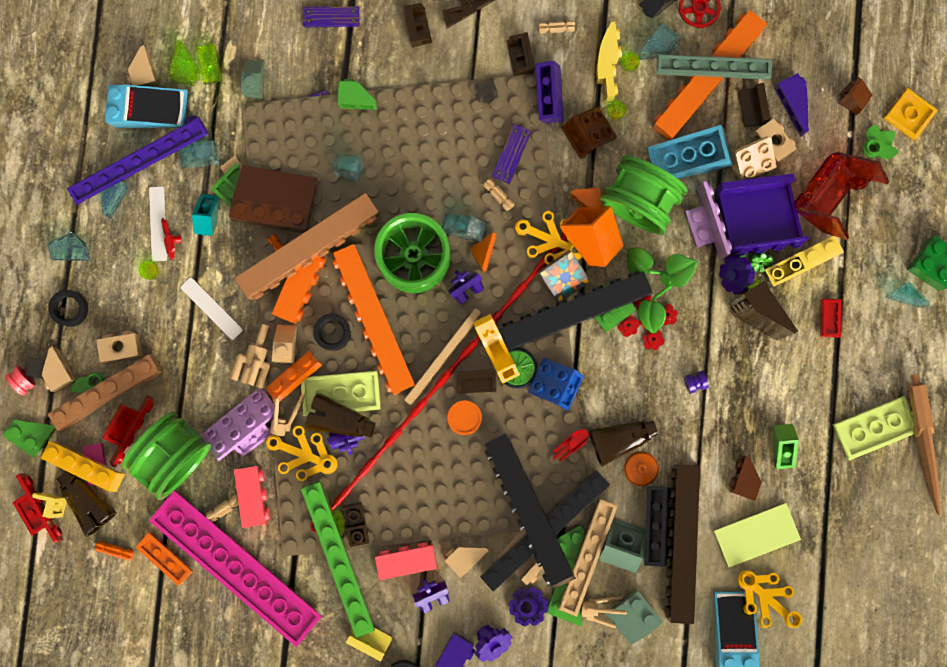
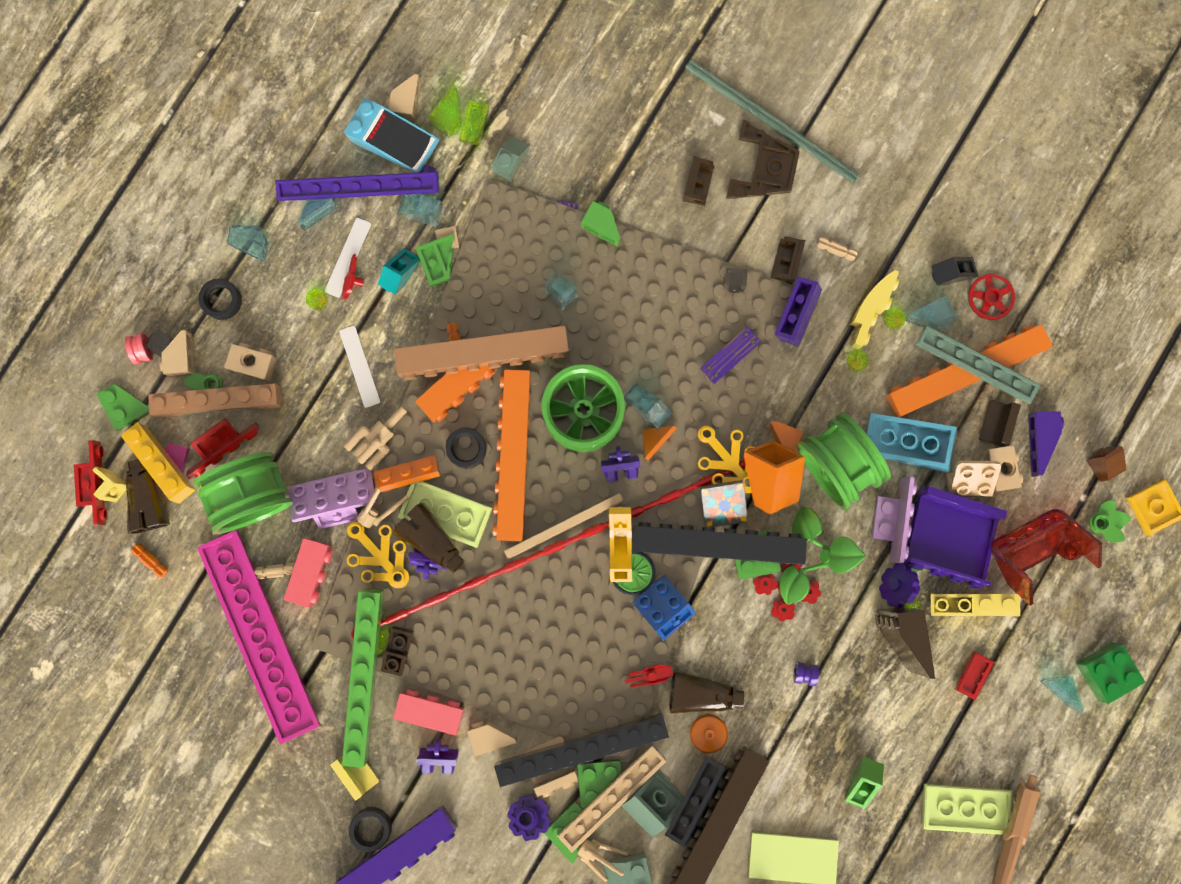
camera: 25 degrees right, 0 degrees up
(164, 559) = (193, 592): orange plate -> none
(273, 199) = (472, 287): reddish brown slope -> none
(284, 344) = (413, 437): tan slope -> none
(331, 16) = (617, 133): dark purple tile -> none
(464, 417) = (556, 597): orange piece -> none
(476, 381) = (585, 566): dark brown hinge -> none
(492, 643) = (474, 836): dark purple plant -> none
(499, 195) = (698, 390): tan axle -> none
(530, 512) = (574, 726): black brick -> none
(588, 131) = (818, 369): reddish brown bracket -> none
(746, 481) = (809, 798): reddish brown slope -> none
(760, 261) = (930, 583): bright green plant -> none

